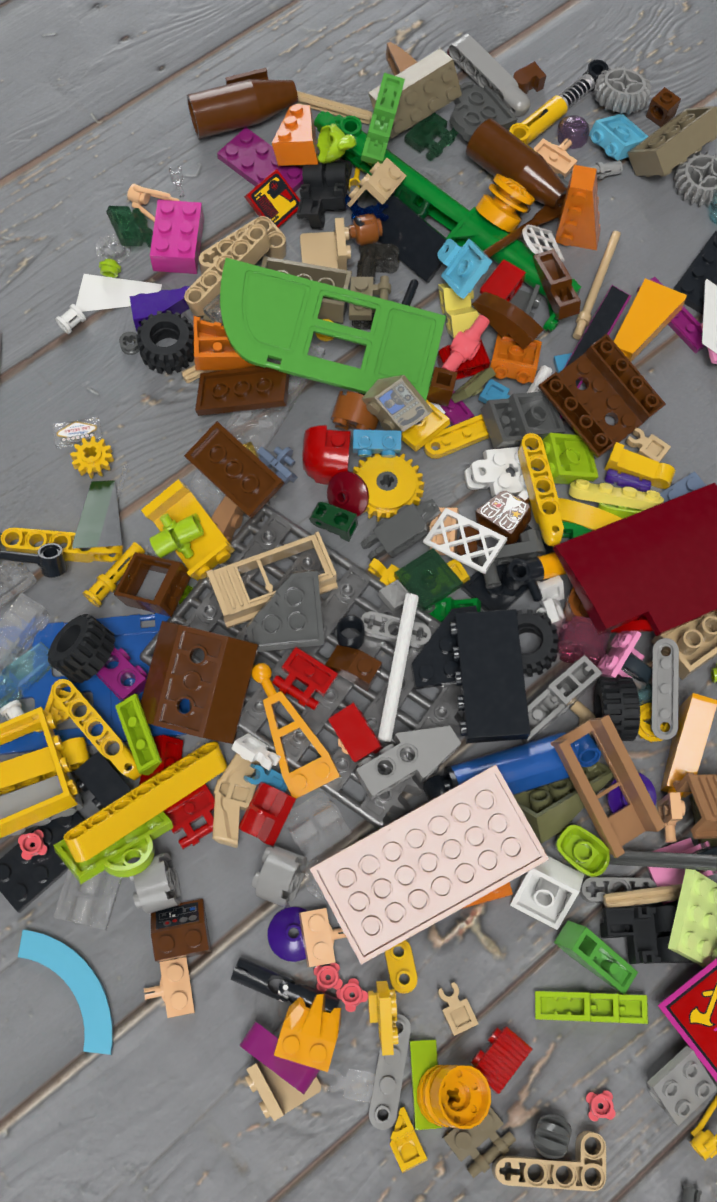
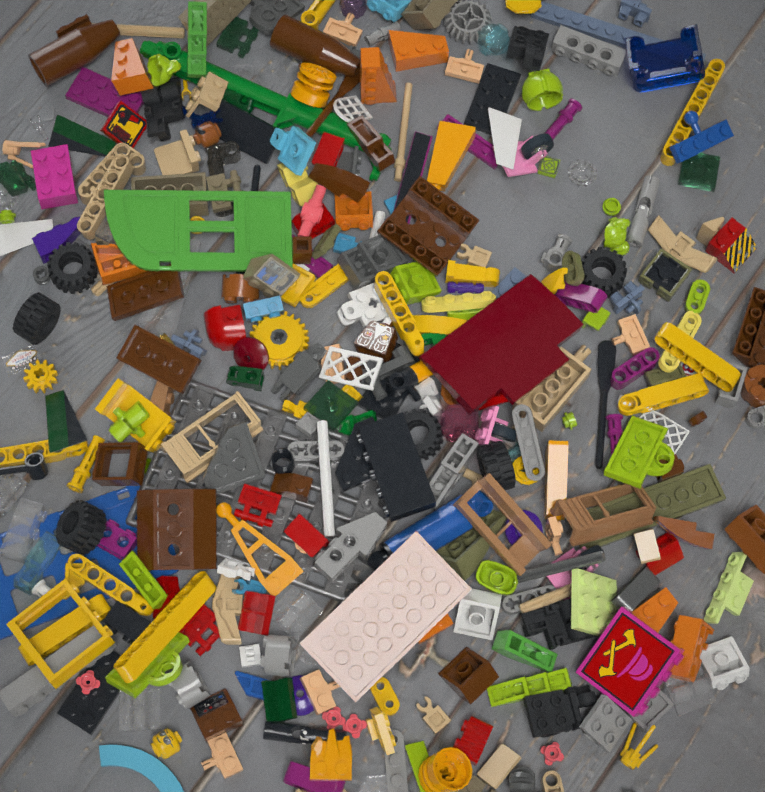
camera: 15 degrees left, 0 degrees up
(105, 387) = (36, 318): none -> black tyre
(106, 951) = (166, 743): none -> yellow head
(219, 203) = (79, 138): none -> dark green sticker
(239, 906) = (251, 685): none -> blue tile
(244, 865) = (250, 655): none -> white tile
(264, 934) = (279, 700): none -> dark green panel
(516, 969) = (469, 675): none -> reddish brown slope
(526, 1104) = (498, 766): none -> tan slope
(622, 1050) = (557, 710): none -> black plate
(636, 196) = (417, 49): none -> orange wedge
(687, 230) = (464, 68): none -> light nougat plate

